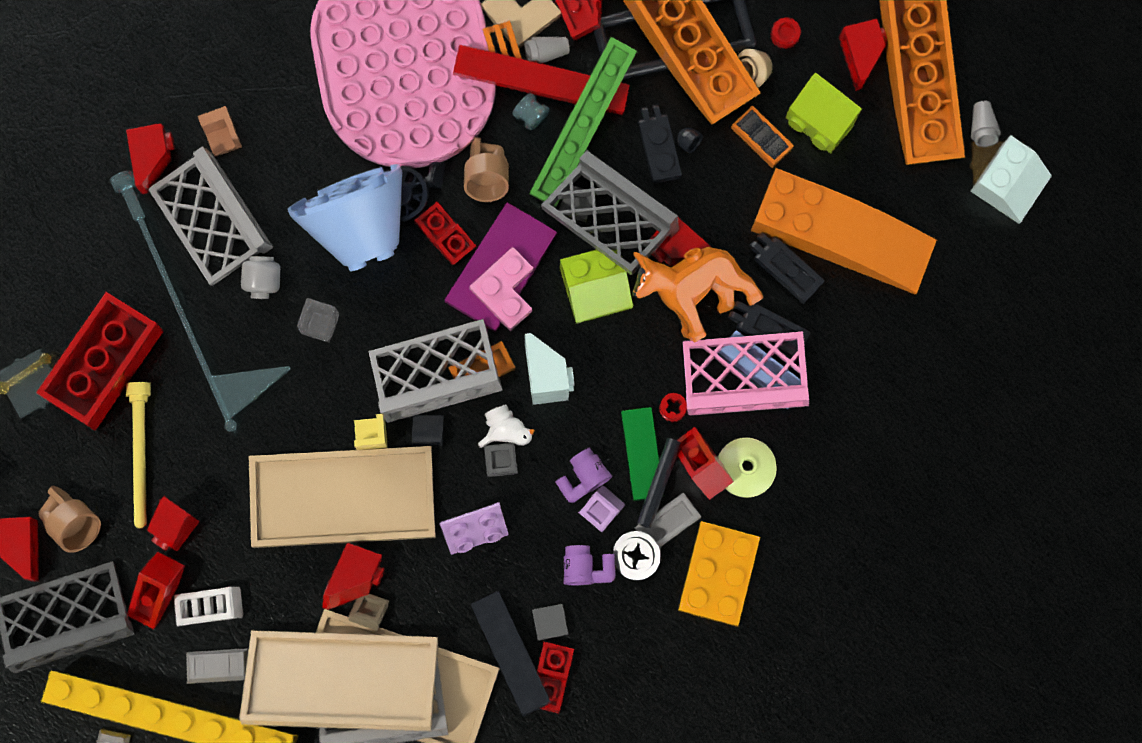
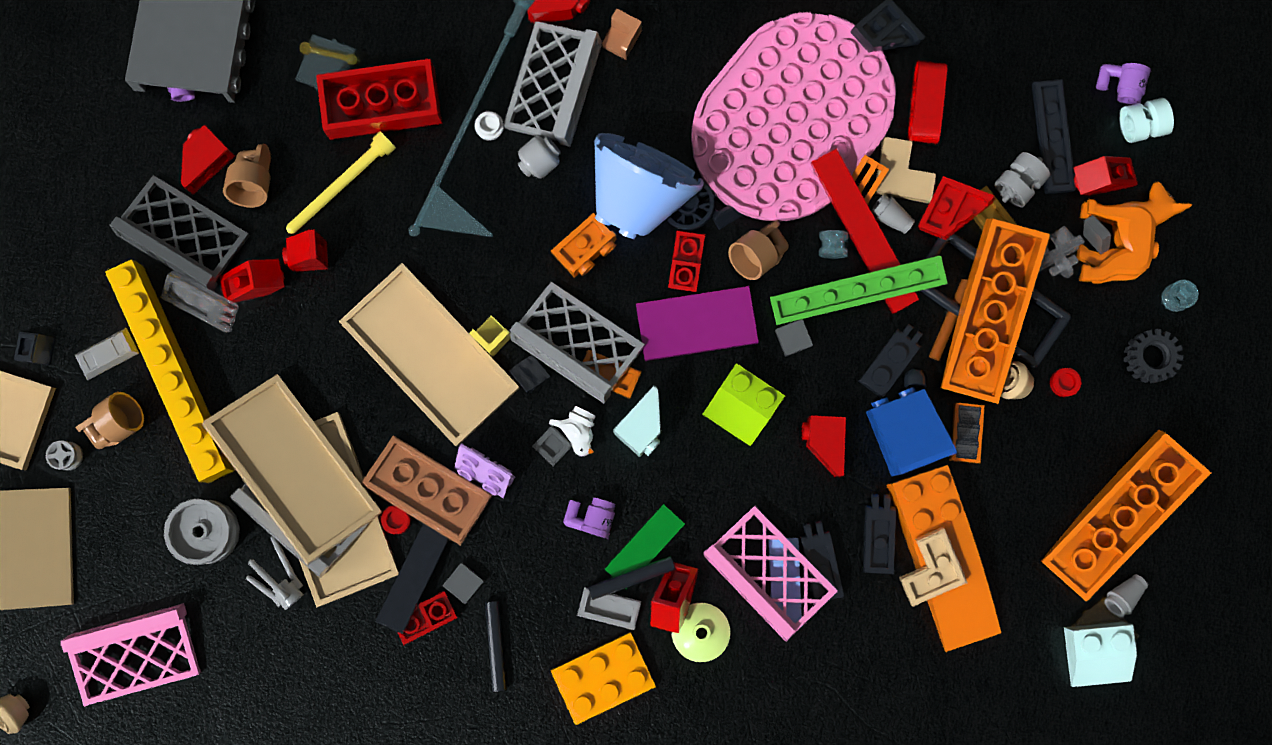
camera: 55 degrees right, 5 degrees up
(134, 646) = (199, 301): none -> clear hinge
(199, 295) = (489, 125): none -> white plate
(217, 665) = (235, 369): light grey tile -> none
(225, 597) = (285, 341): white slope -> none
(318, 320) = (541, 225): clear panel -> none
(353, 576) = (375, 412): red slope -> none
(363, 300) = (584, 246): none -> orange bracket
(369, 611) = (362, 444): dark tan tile -> none
(450, 589) = (426, 490): none -> nougat tile
(452, 634) = (395, 520): none -> red tile
(497, 286) = (675, 334): bright pink plate -> none
(579, 567) = (520, 571): medium lavender piece -> none
(602, 508) = (580, 550): lavender slope -> none
(622, 638) = (495, 644): none -> black piece
(626, 563) = (554, 601): gear -> none
(630, 199) = (827, 364): dark grey fence -> none
(666, 80) = (948, 325): none -> dark orange bar
(674, 397) = (707, 535): red bush -> none
(691, 280) = (803, 475): orange animal -> none
(725, 176) = (909, 431): none -> blue slope
(823, 113) = (1023, 464): lime slope -> none
(853, 241) = (941, 569): none -> tan tile
(862, 48) = (1103, 452): red slope -> none

